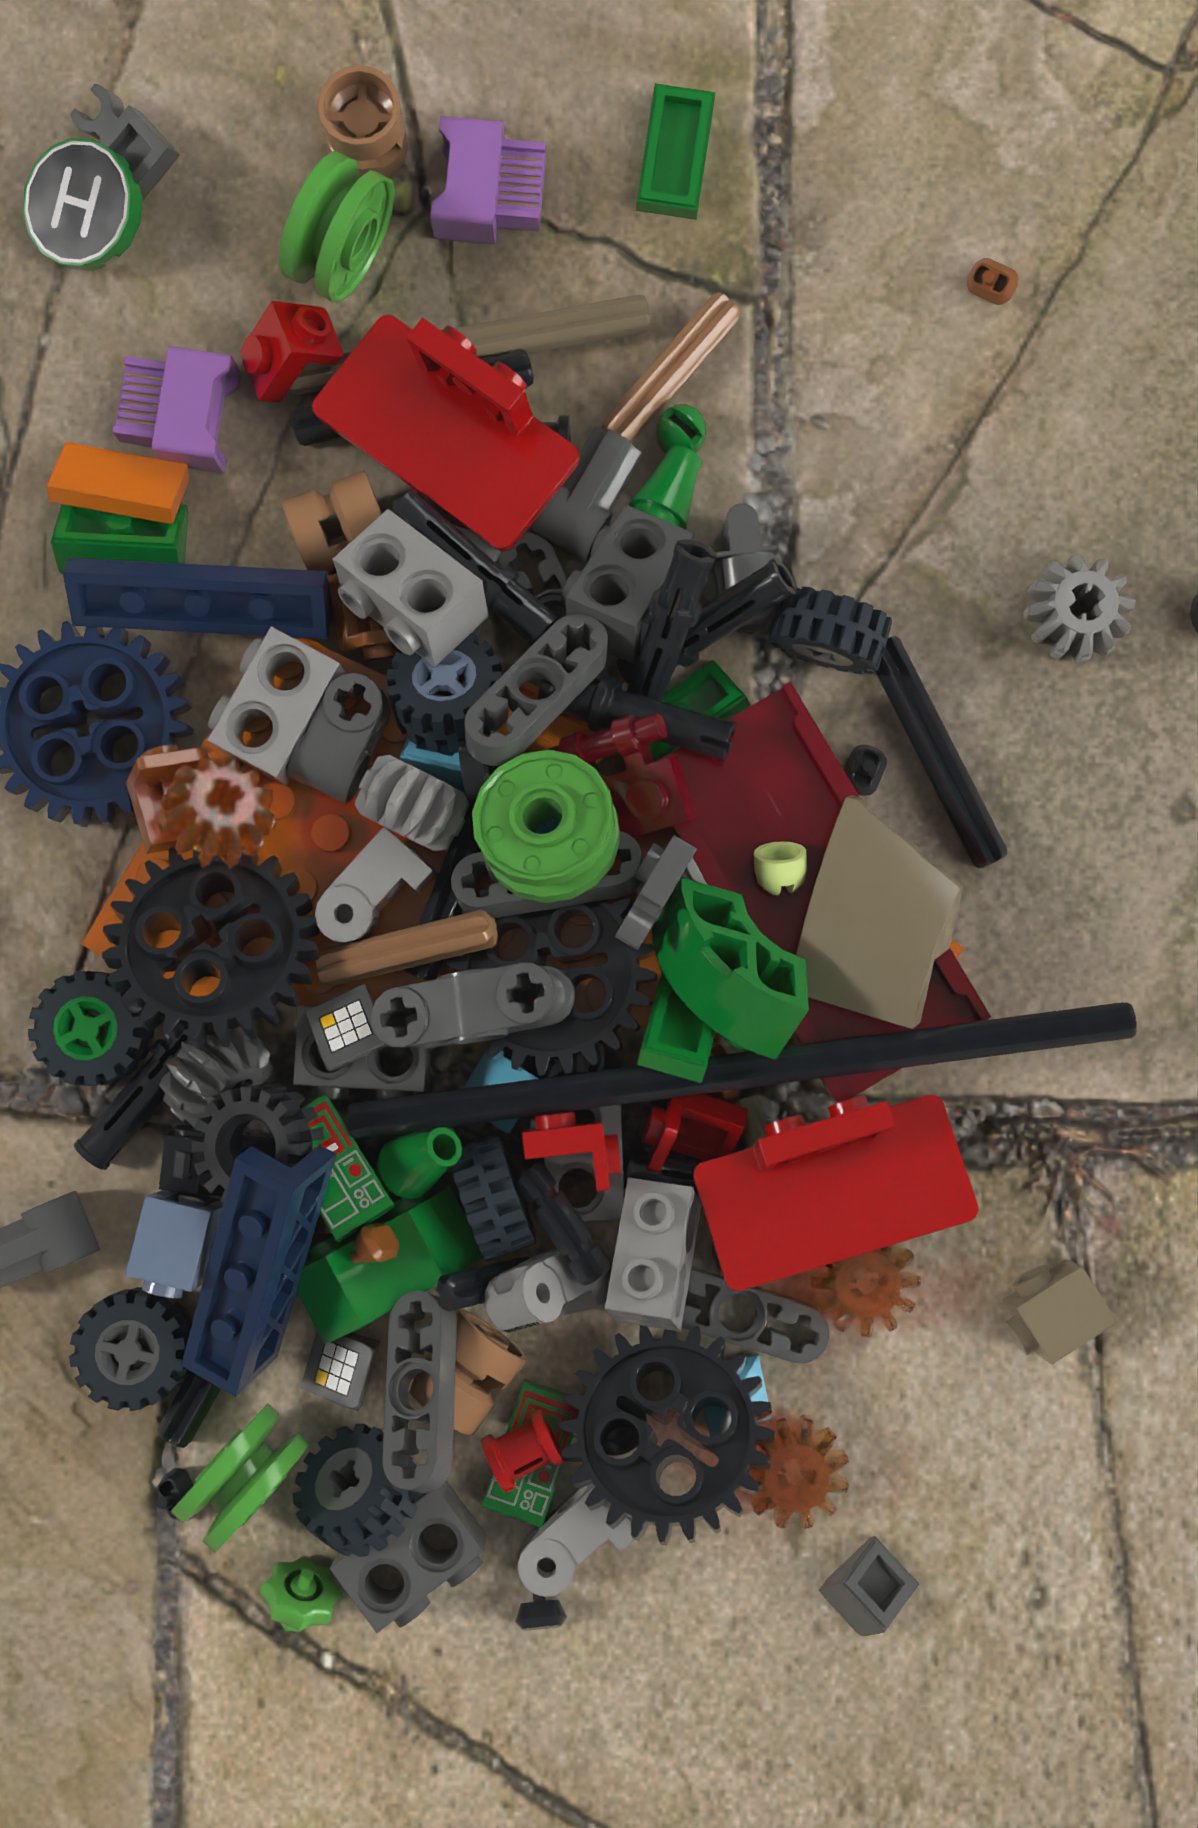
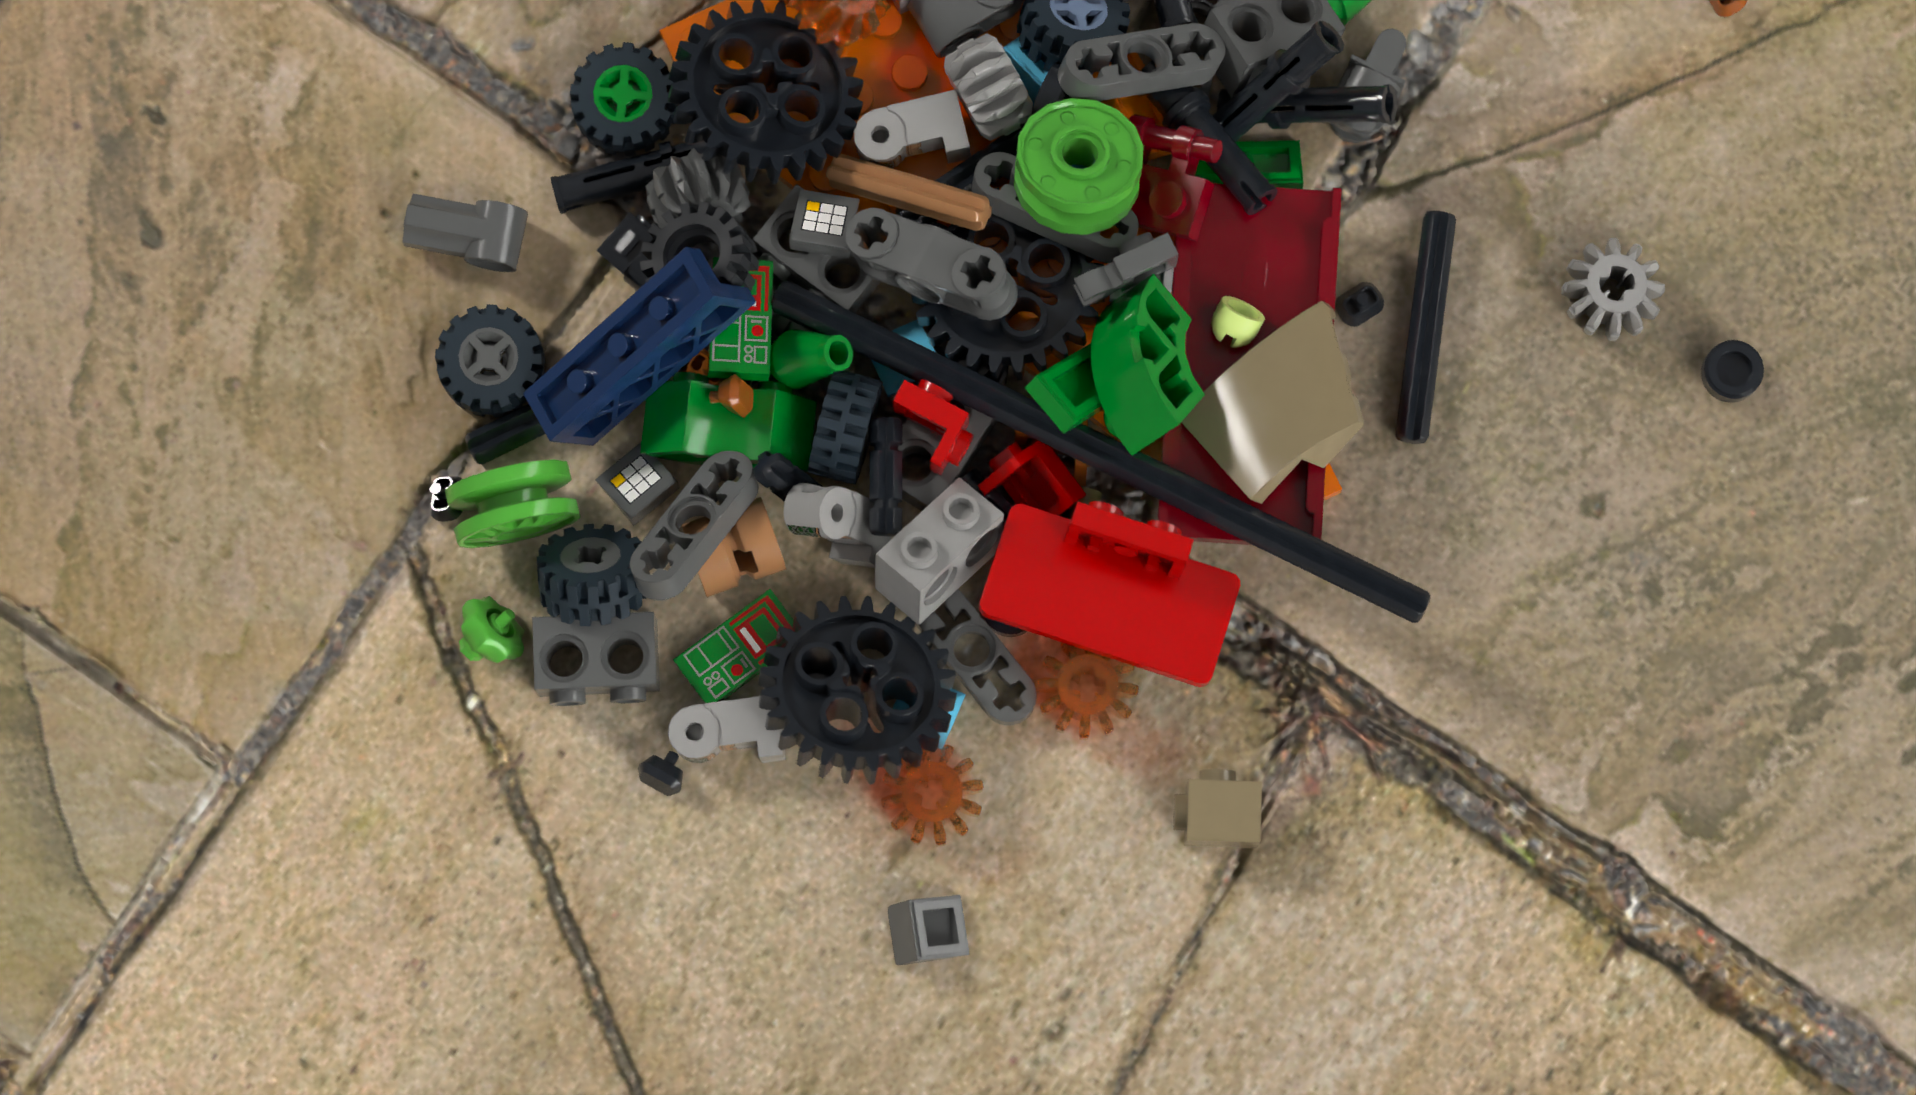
camera: 35 degrees right, 5 degrees down
(174, 1242) = (584, 293): sand blue brick -> none
(522, 1450) = (737, 631): red bush -> none
(831, 630) = (1401, 173): black wheel -> none

